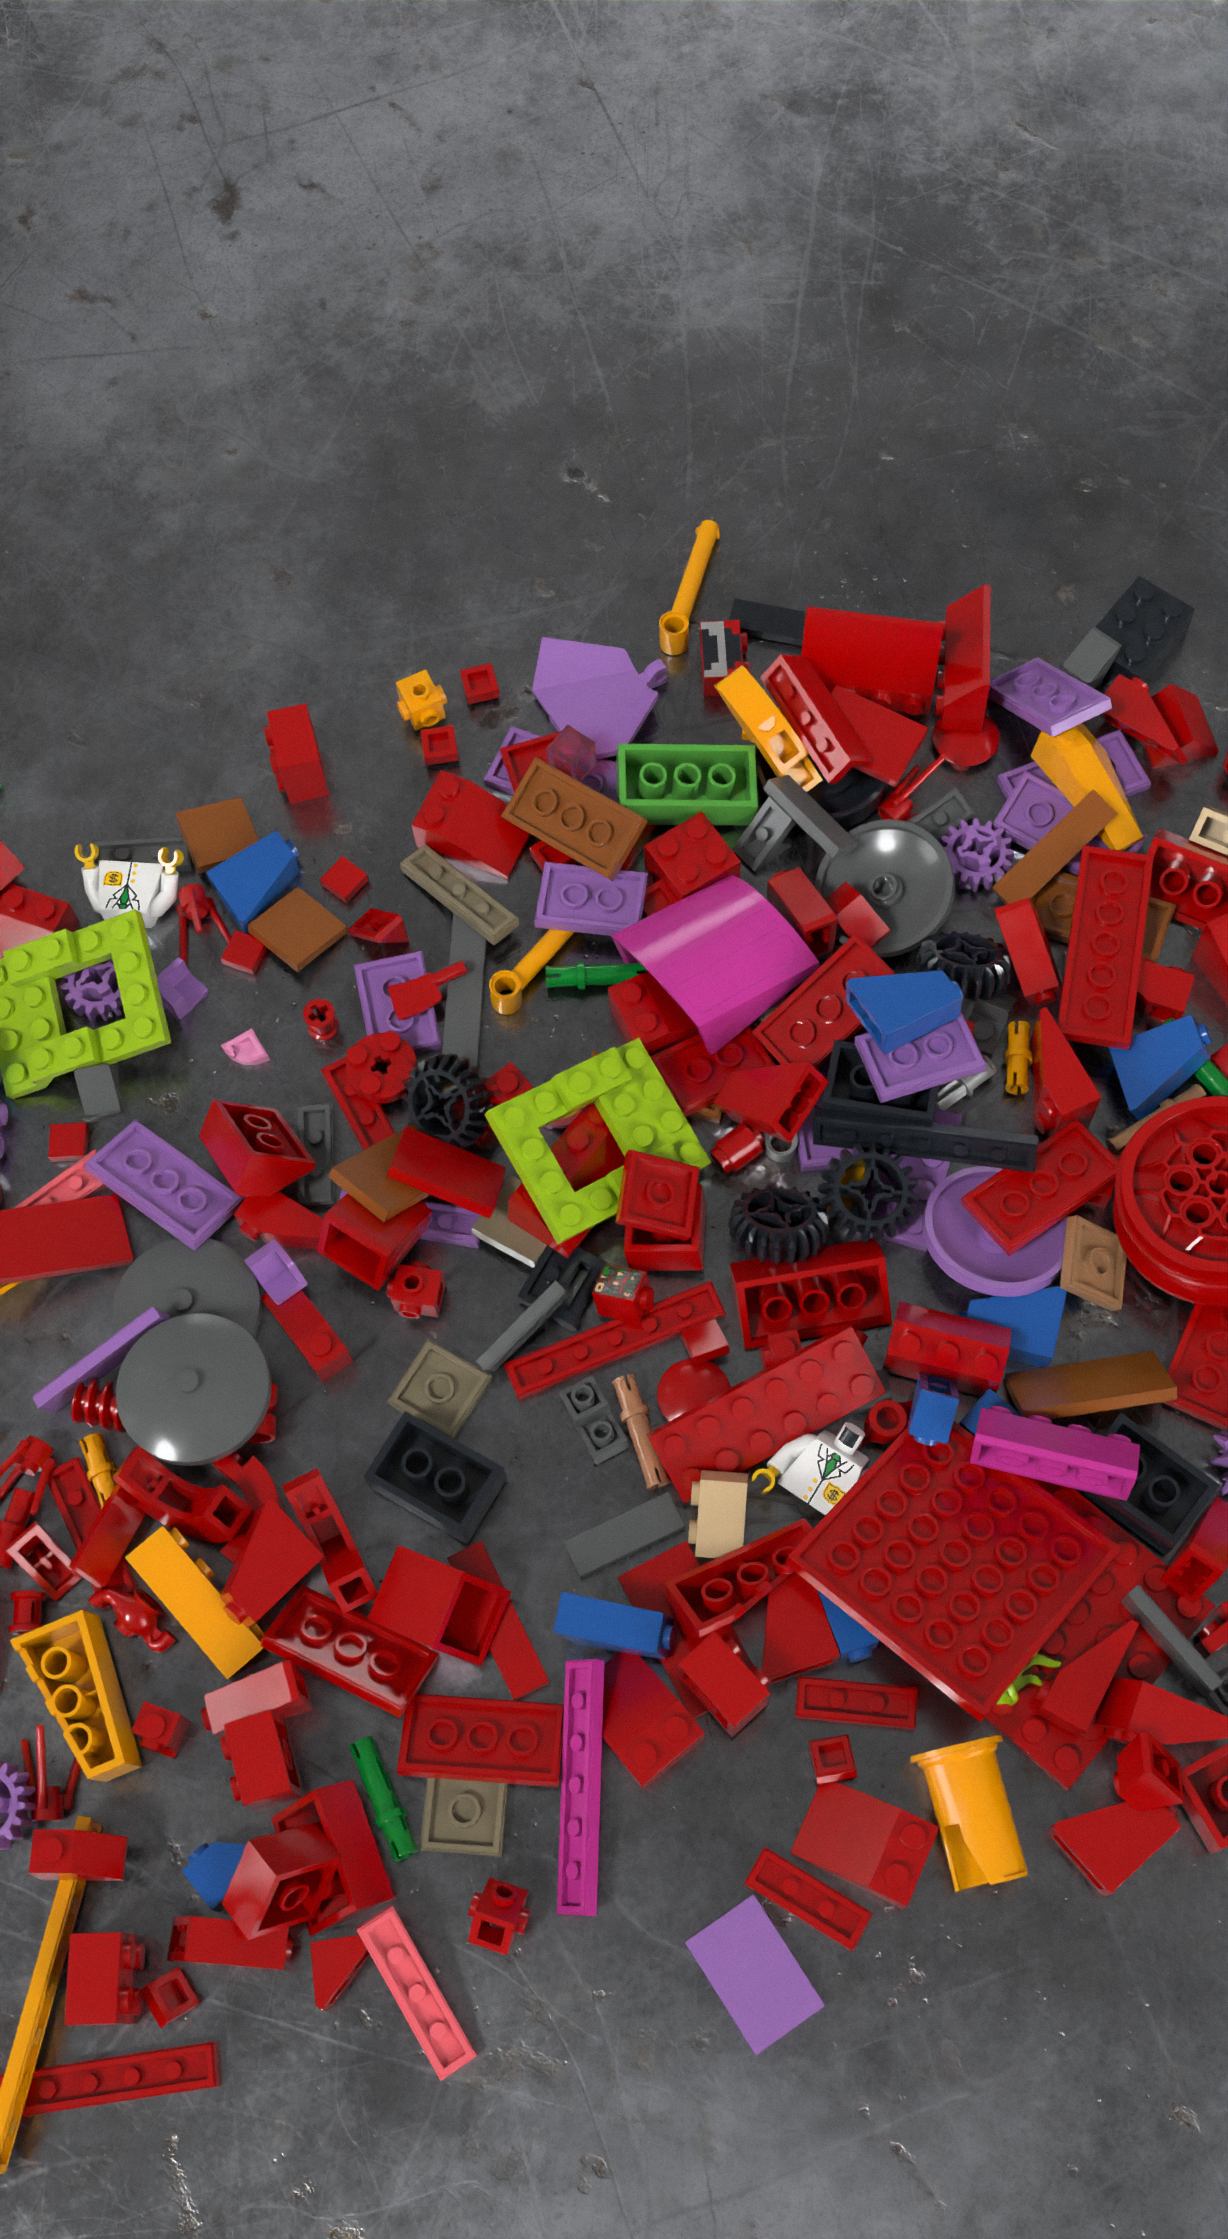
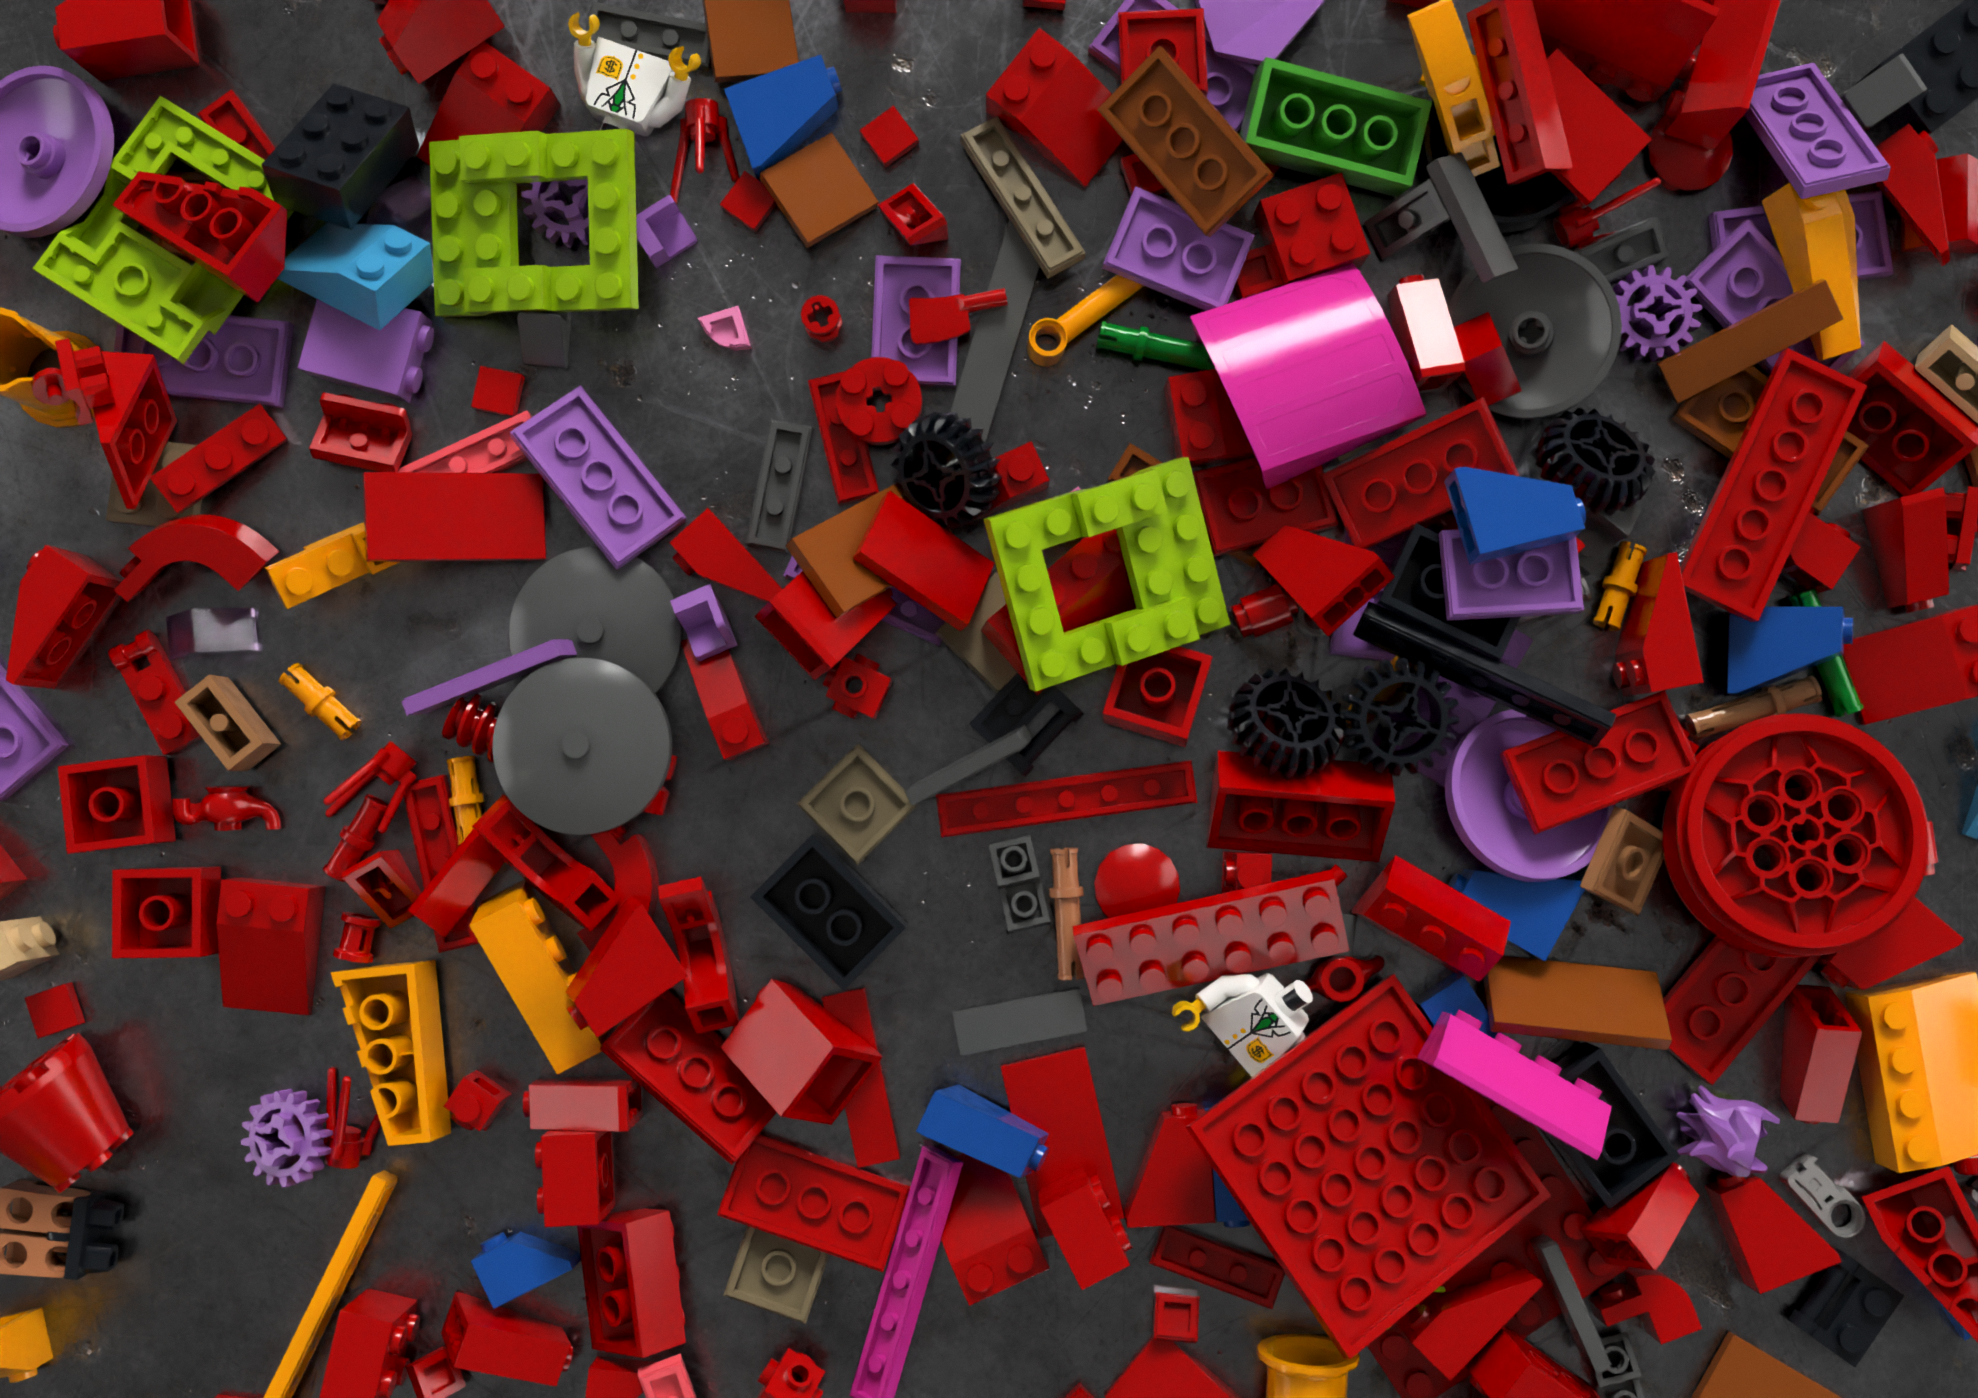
camera: 10 degrees right, 20 degrees up
(77, 1855) = (362, 1226): red slope -> none
(136, 1615) = (471, 973): red piece -> none
(254, 1148) = (710, 468): red slope -> none
(281, 1880) = (570, 1305): red brick -> none
(386, 1806) = (699, 1247): green pin -> none
(572, 753) = (1204, 52): clear pink brick -> none
(622, 1293) = (1089, 754): red brick -> none
(657, 1195) = (1158, 664): red tile -> none
(704, 1341) = (1165, 830): red tile -> none
(720, 1513) = (1130, 1036): tan brick -> none
(732, 1583) = (1121, 1127): red wedge -> none
(933, 1409) = (1397, 989): blue slope -> none
(1030, 952) = (1678, 467): red slope -> none

